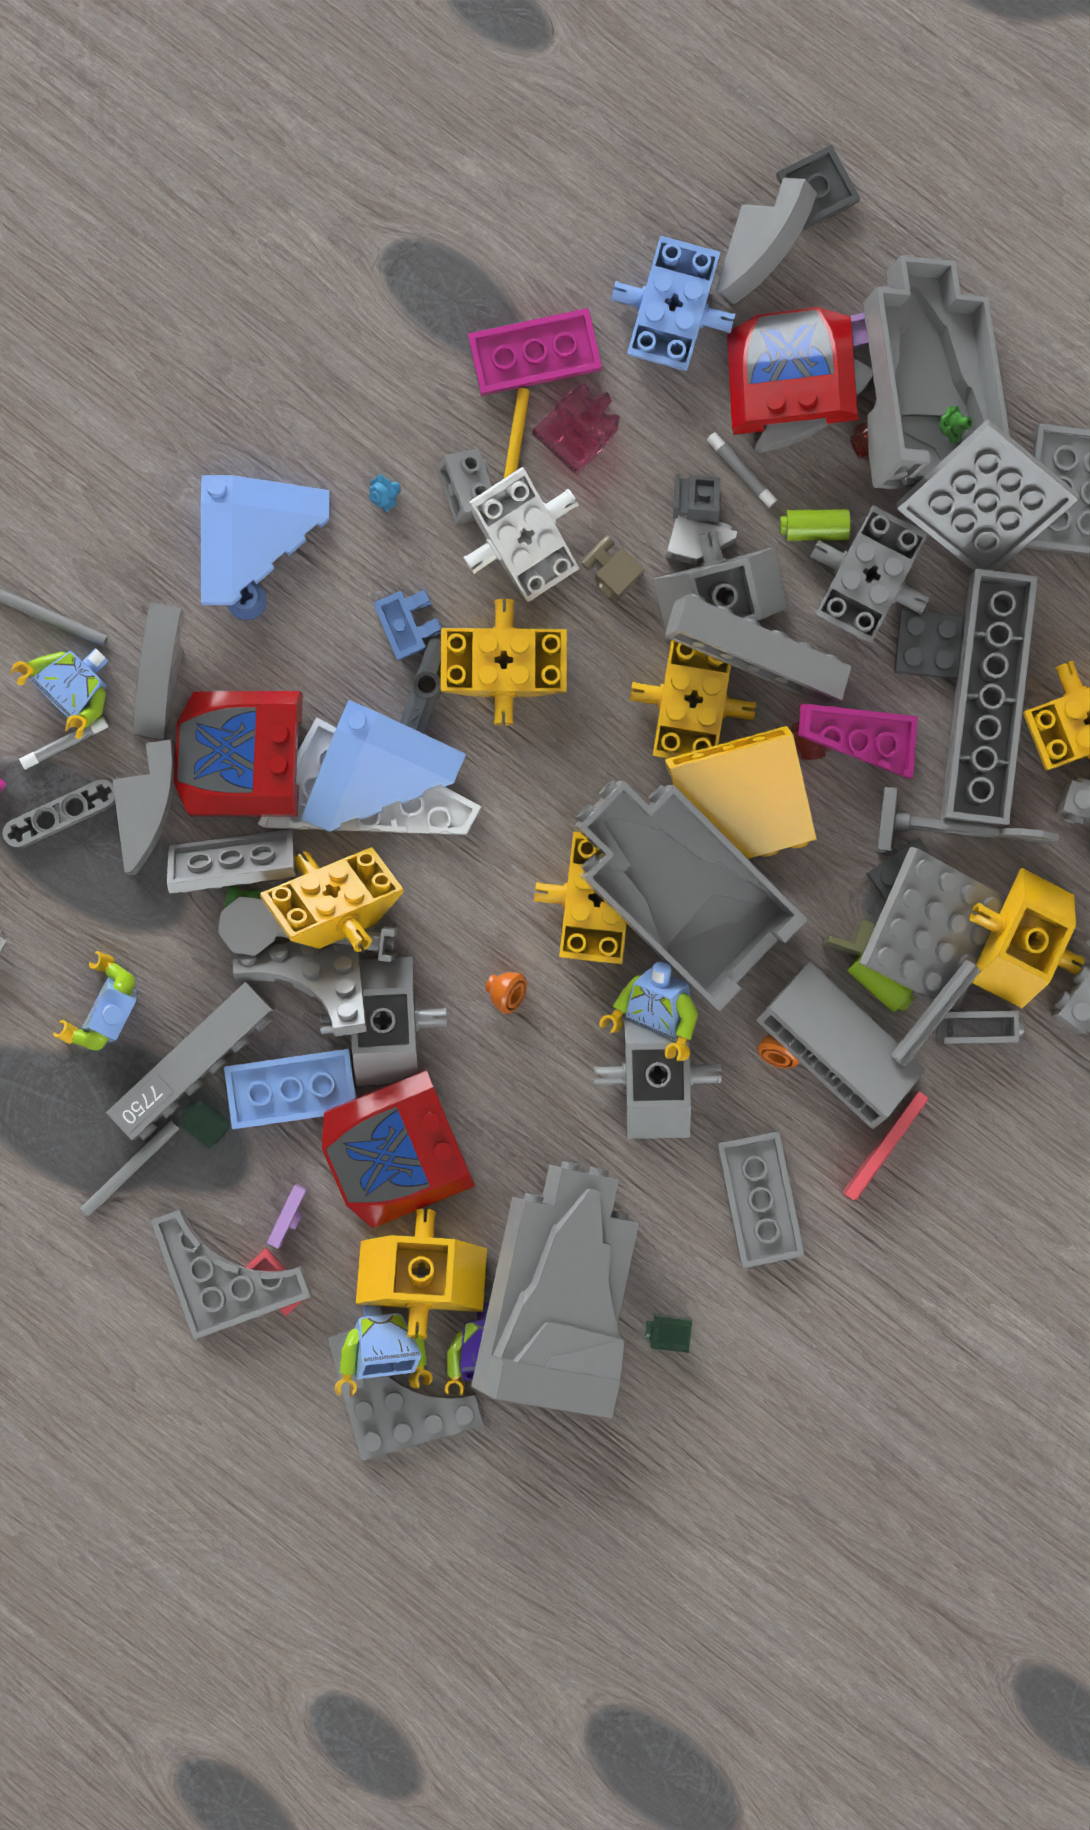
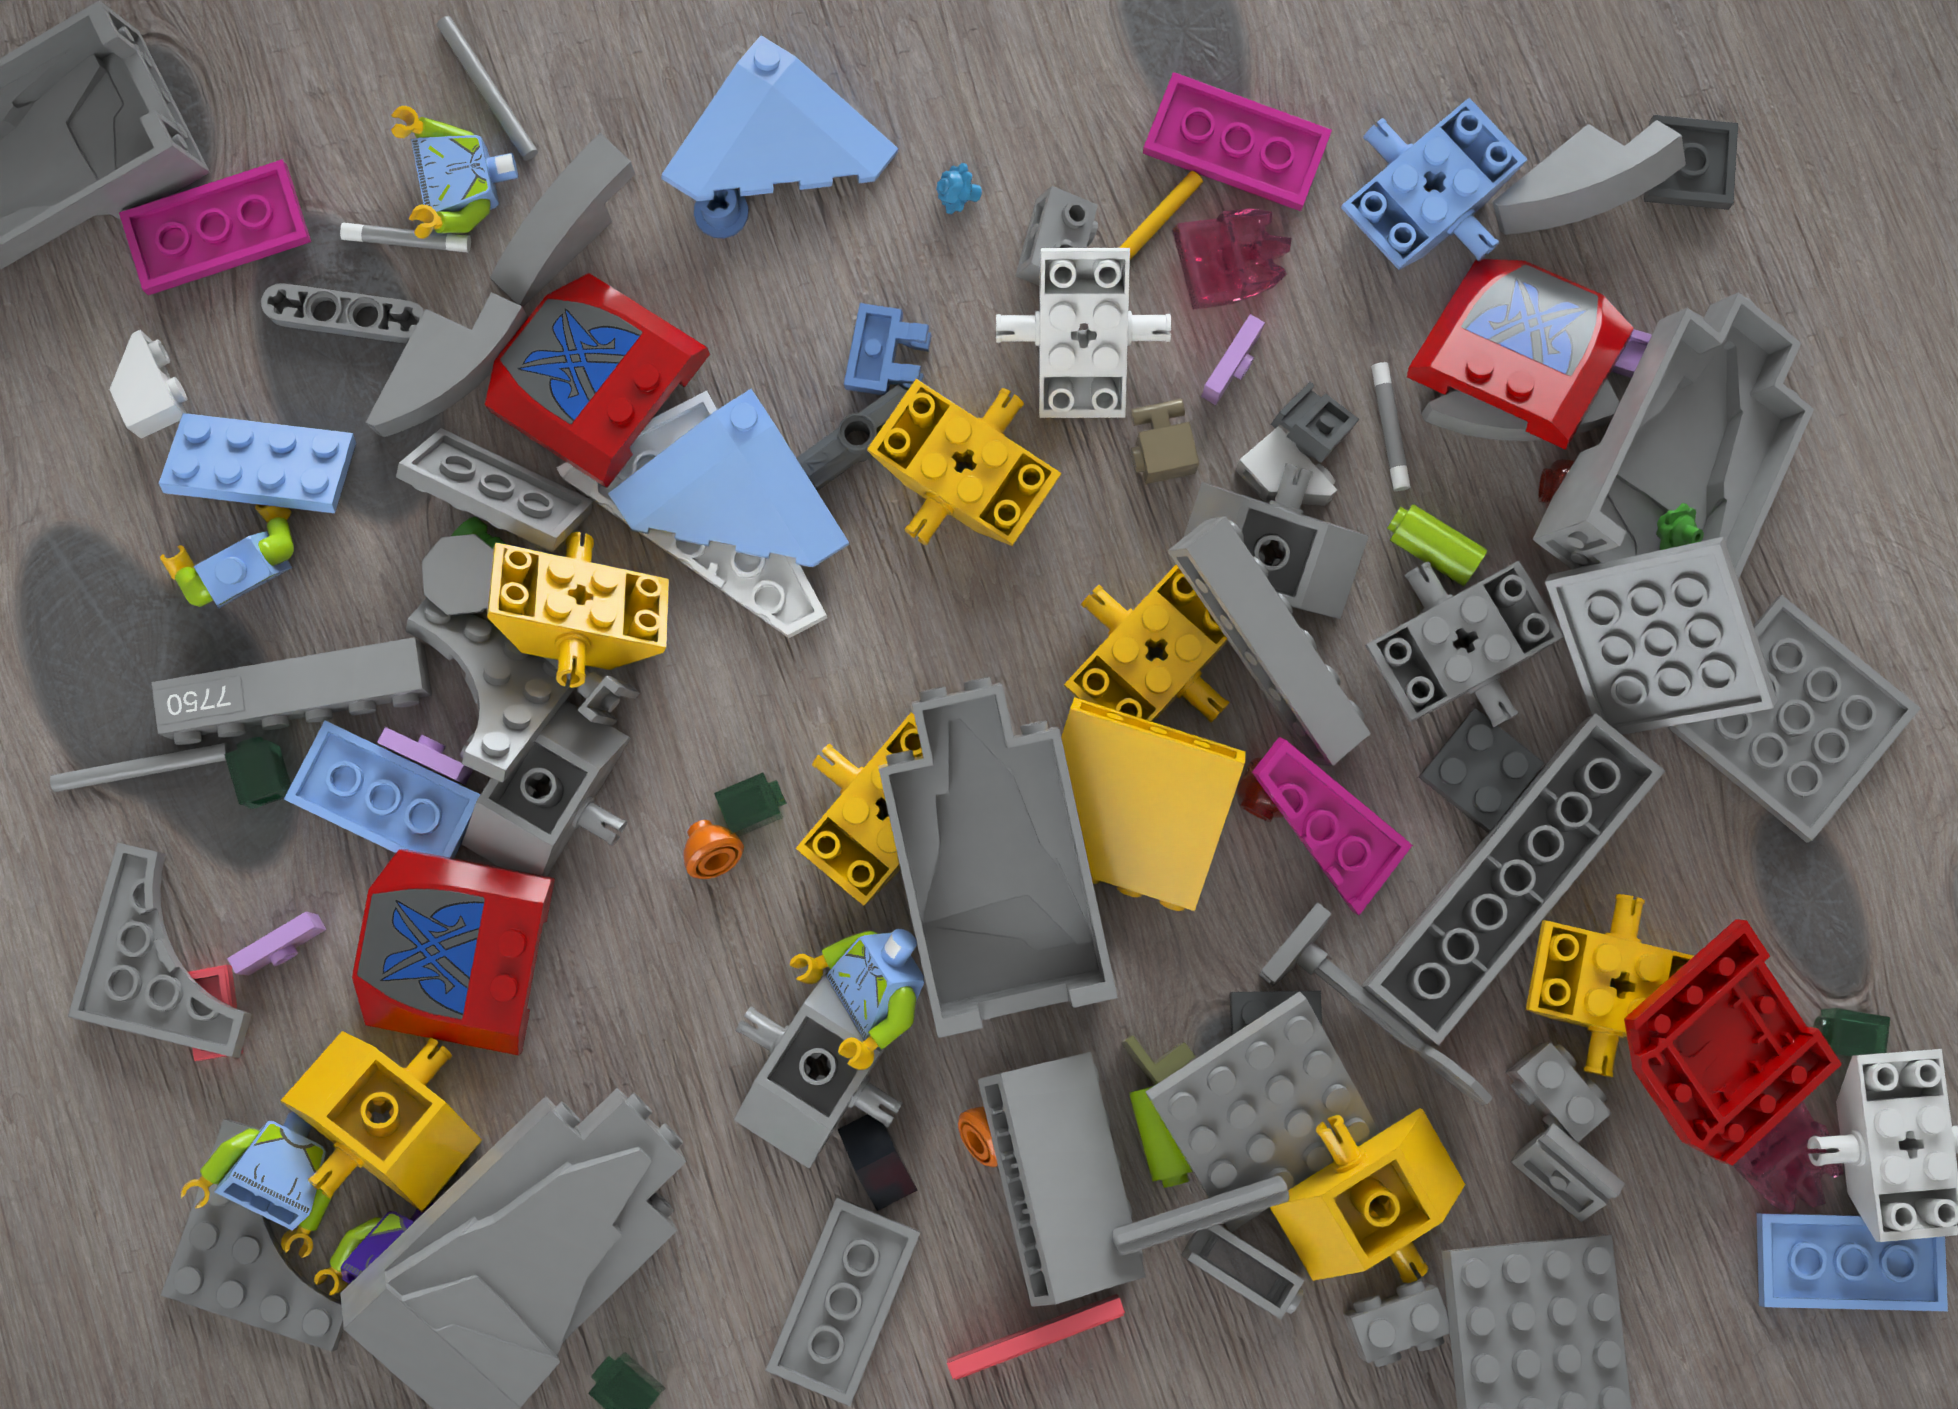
camera: 35 degrees right, 5 degrees down
(73, 940) = (258, 463): none -> light blue plate
(298, 1046) = (427, 753): none -> lavender plate
(512, 948) = (751, 804): none -> clear green brick
(623, 490) = (1235, 360): none -> lavender plate
(725, 1106) = (876, 1161): none -> black slope

